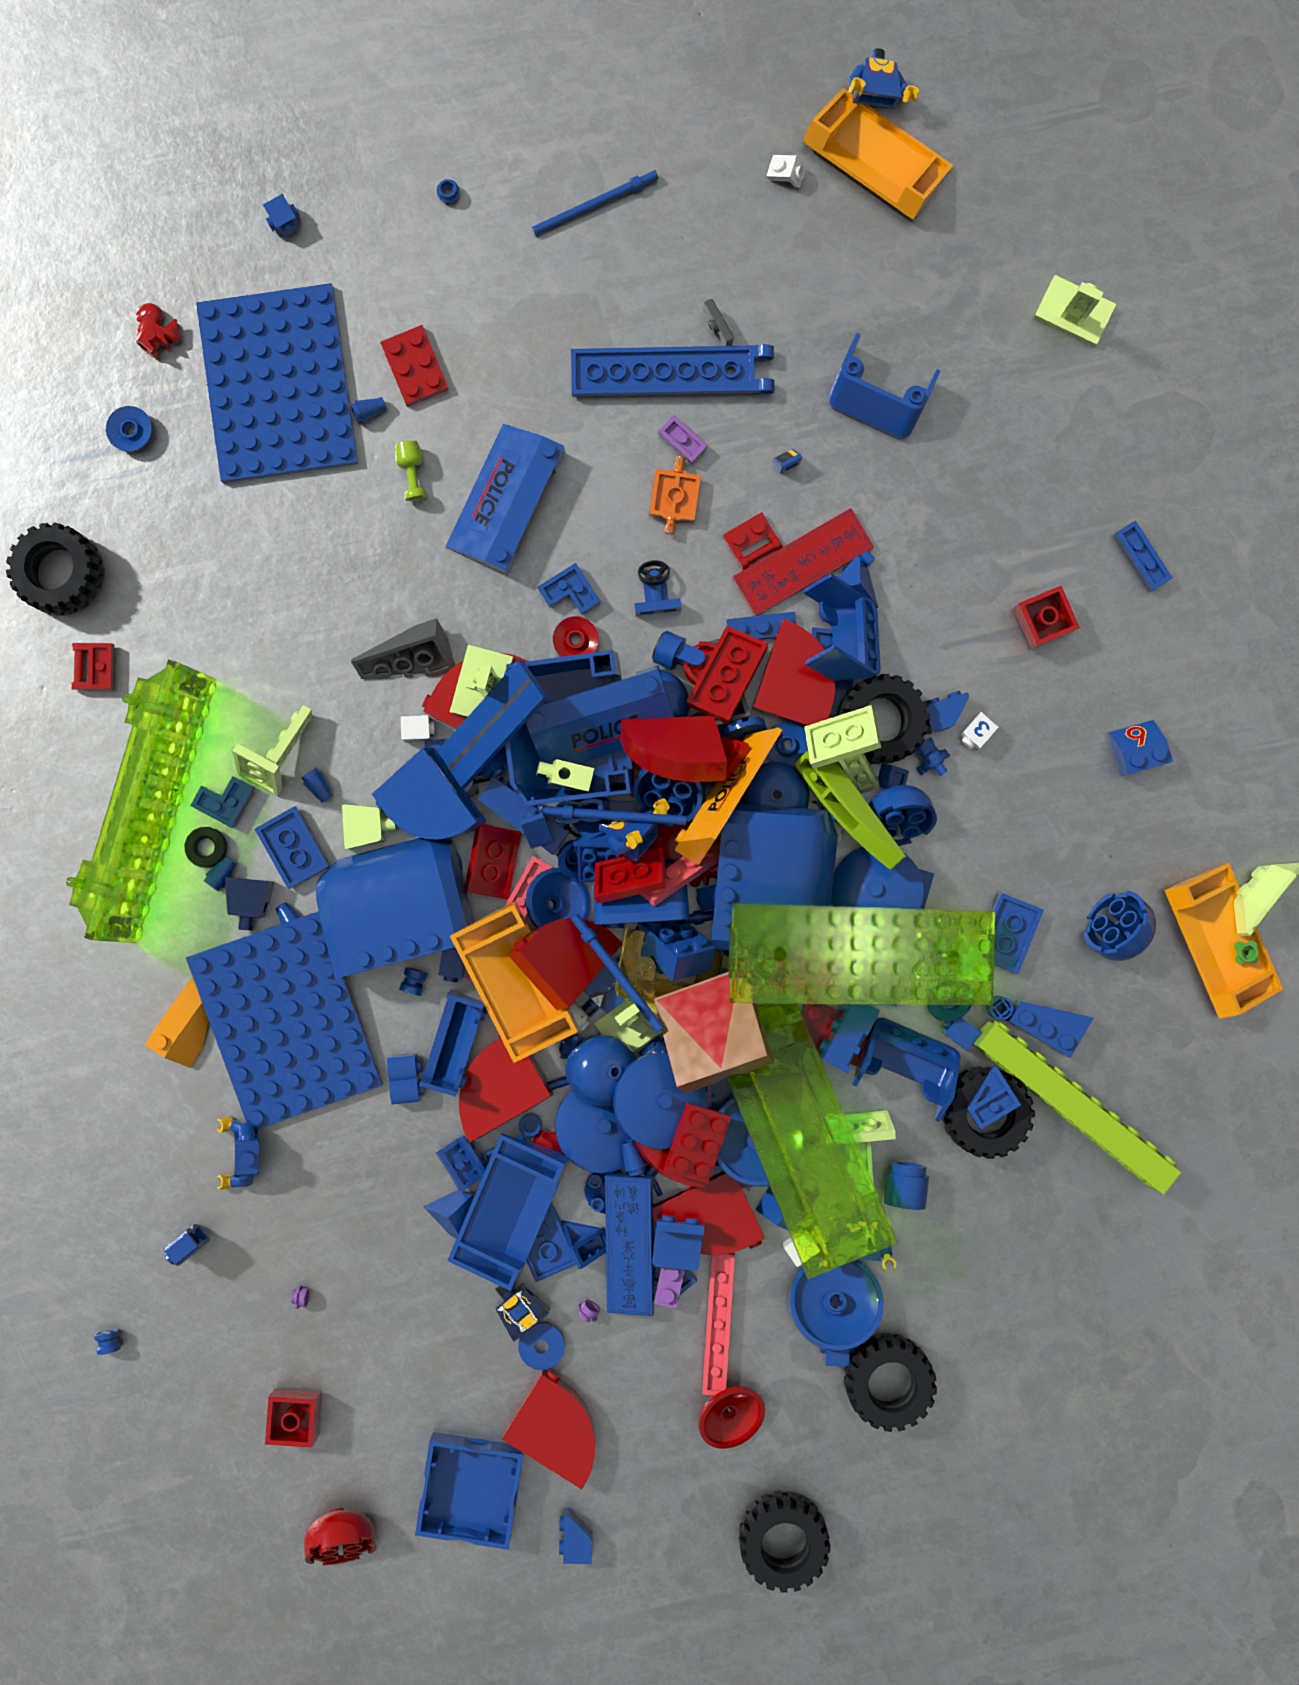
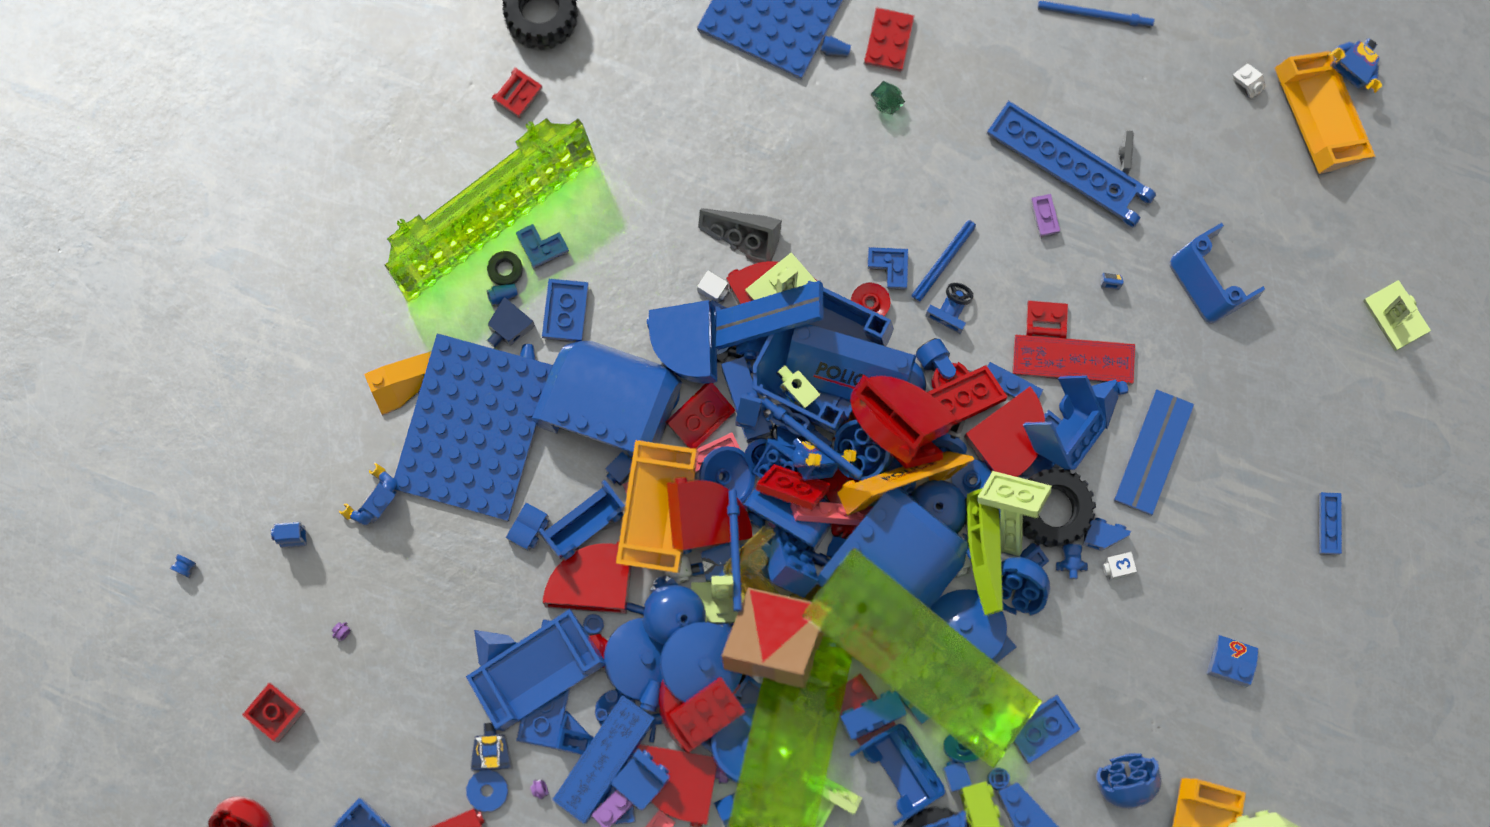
camera: 40 degrees right, 10 degrees down
(266, 771) = (585, 241): yellowish green piece -> none
(317, 785) = (614, 278): blue cone -> none
(364, 826) = (627, 330): yellowish green torso -> none
(408, 457) = (840, 97): lime piece -> none
(413, 981) = (583, 462): blue wheel -> none
(454, 426) = (887, 98): none -> clear green brick
(462, 1162) = (525, 615): blue bracket -> none
(505, 497) = (889, 171): blue slope -> none
(616, 560) = (943, 260): none -> blue axle
(675, 495) = (1012, 250): orange plate -> none
(687, 728) = (907, 409): none -> red brick
(936, 600) = (1154, 452): none -> blue tile
(1046, 617) = (1226, 517): red brick -> none

